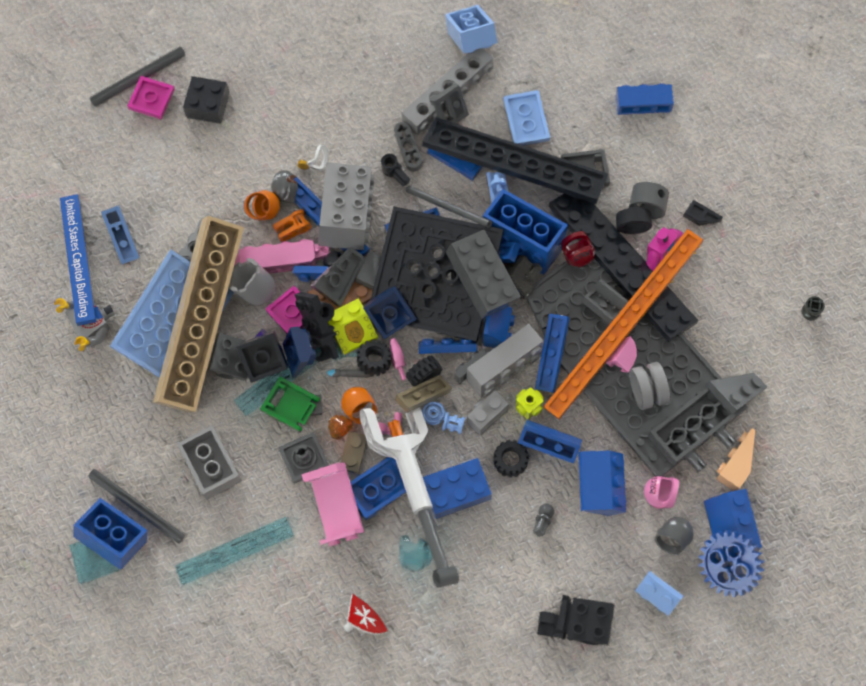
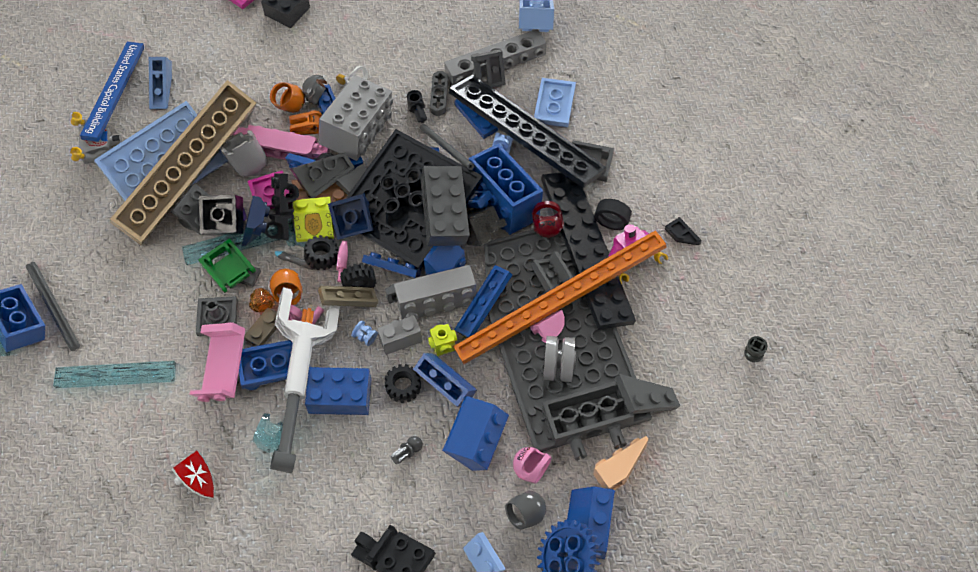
camera: 20 degrees right, 10 degrees down
(209, 462) = (131, 289): light grey brick -> none
(439, 411) = (349, 313): light blue plate -> none
(644, 99) = (669, 119): blue brick -> none
(651, 196) = (639, 206): dark grey piece -> none

